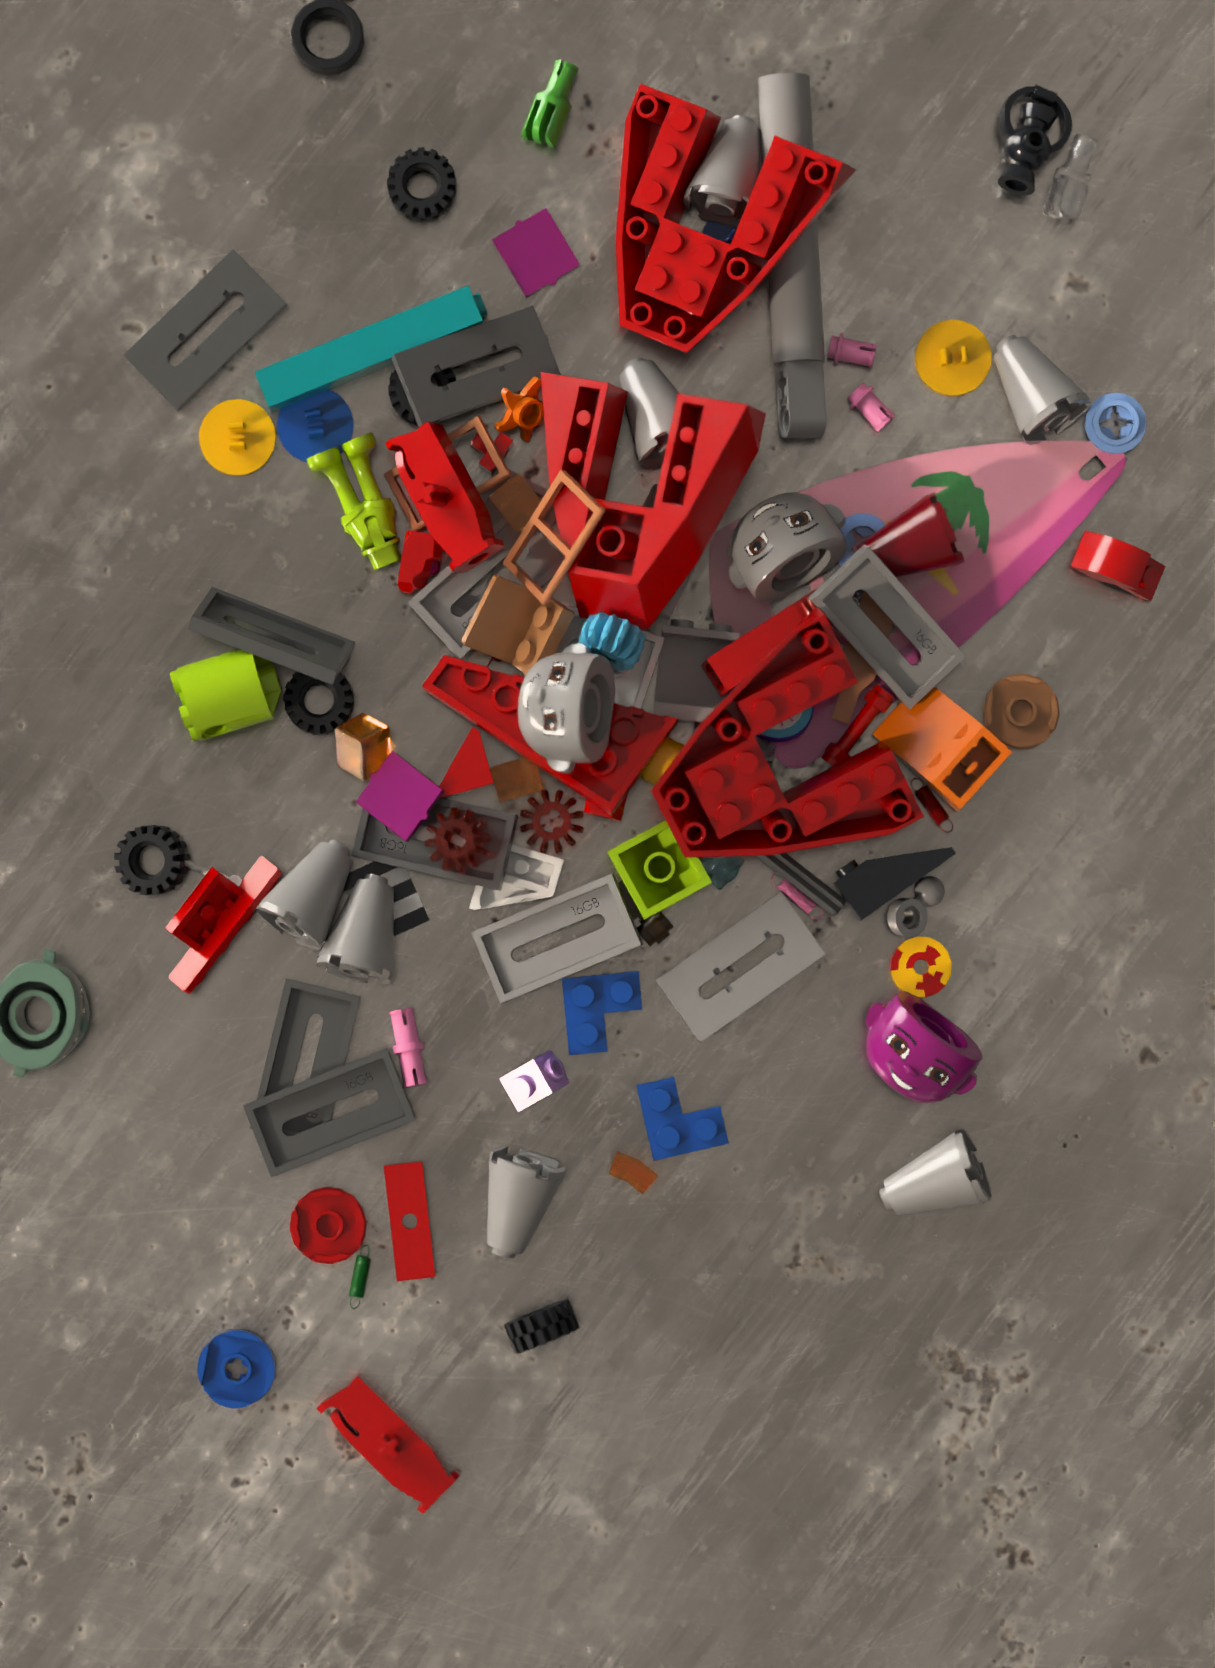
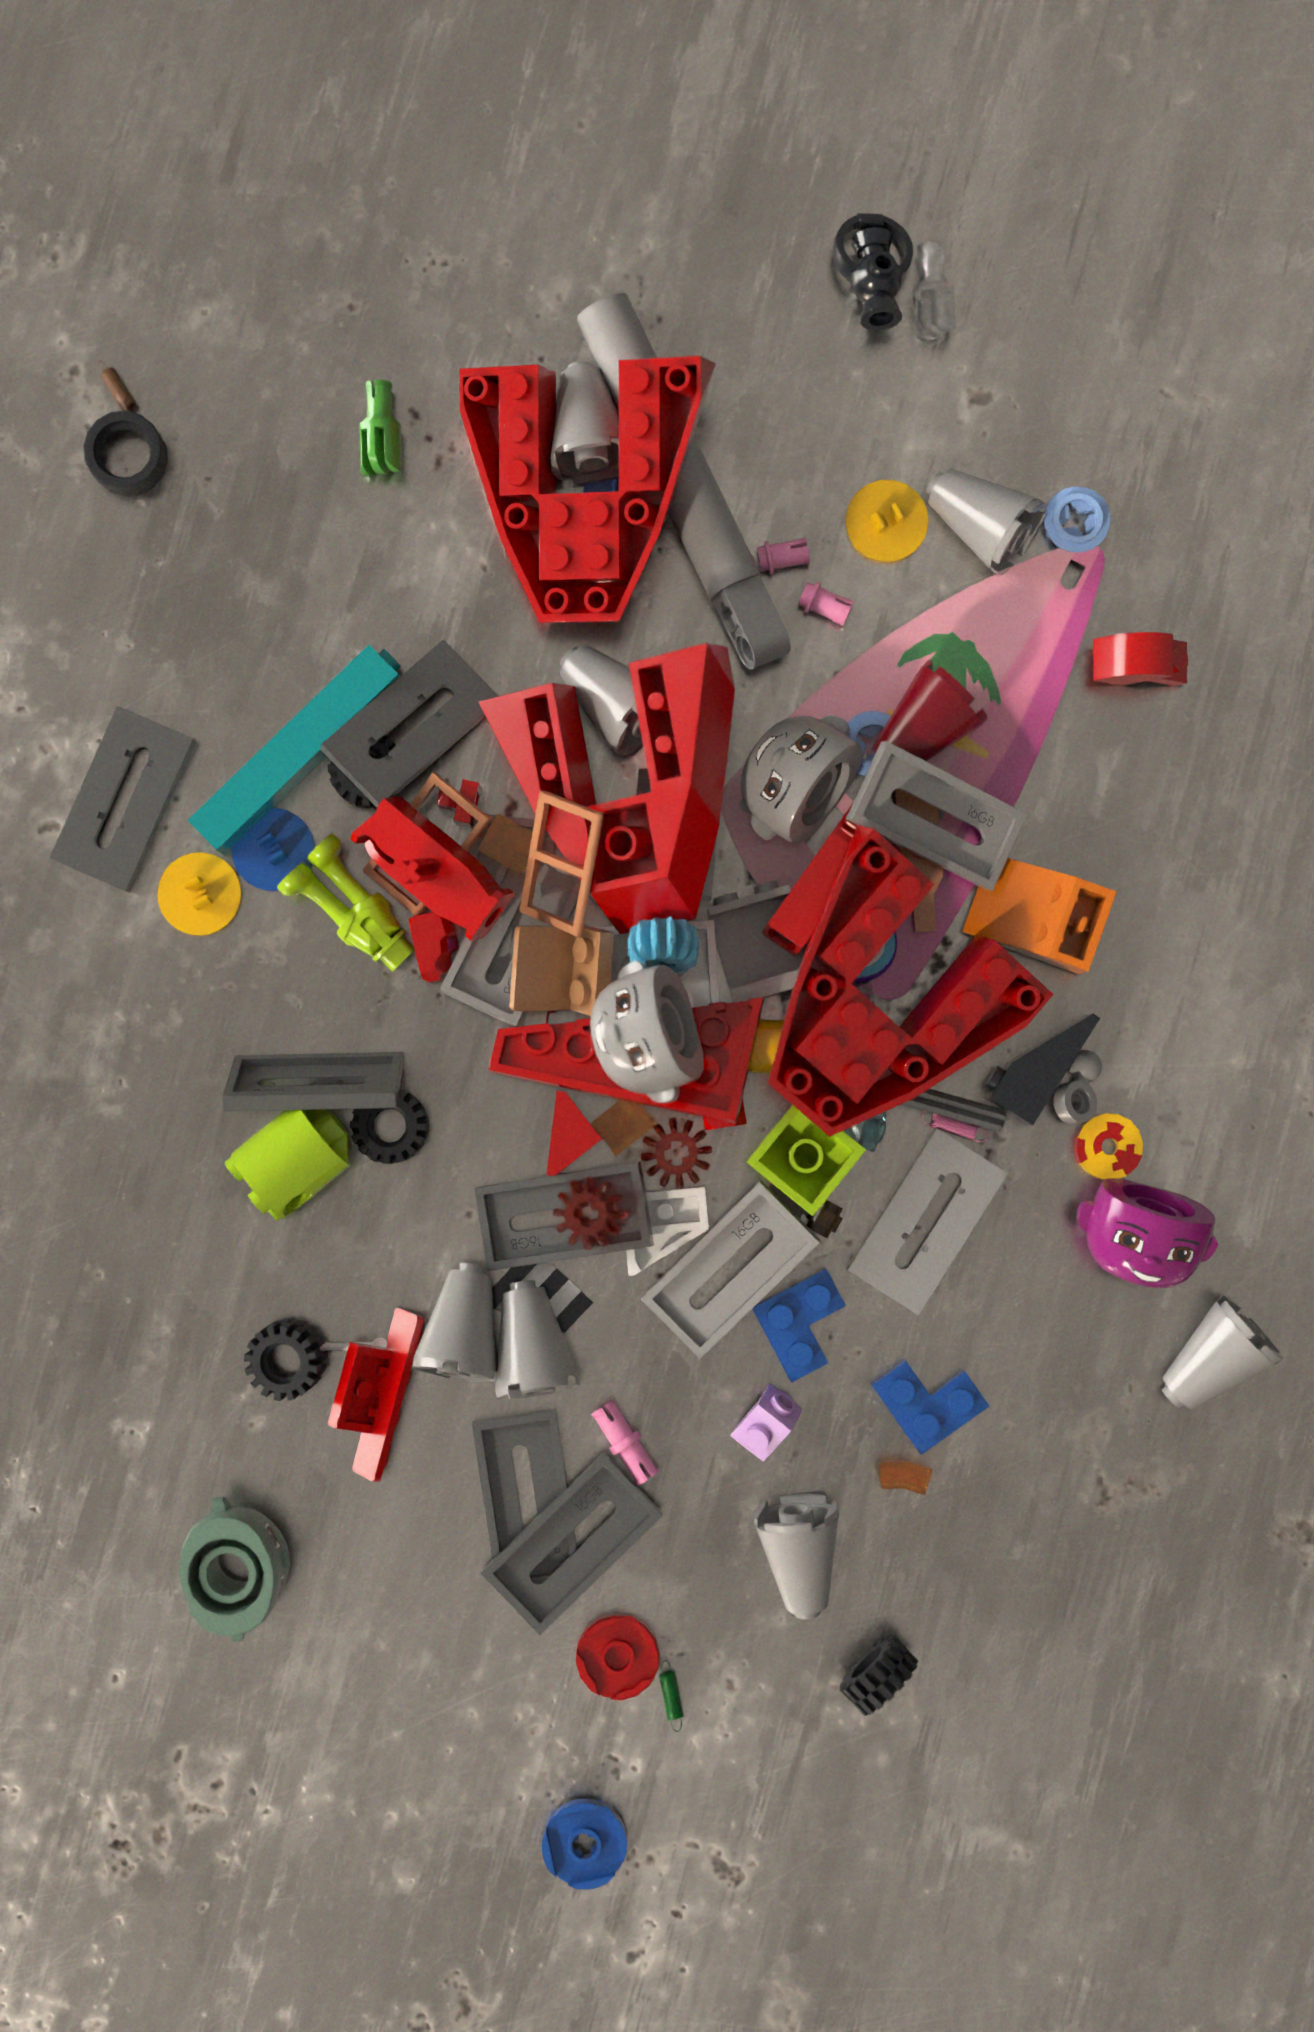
camera: 20 degrees left, 0 degrees up
(362, 745) = (454, 1155): clear orange panel -> none
(389, 1442) = (771, 1855): red piece -> none
(400, 796) = (512, 1191): magenta piece -> none
(410, 1245) = (710, 1641): red tile -> none
(417, 161) = (270, 540): black tyre -> none
(523, 409) = (476, 748): orange animal -> none
(536, 252) = (425, 585): magenta piece -> none
(878, 700) = (955, 895): red bar -> none
(931, 804) = (1052, 978): red piece -> none
(1021, 711) = (1102, 846): medium nougat tile -> none

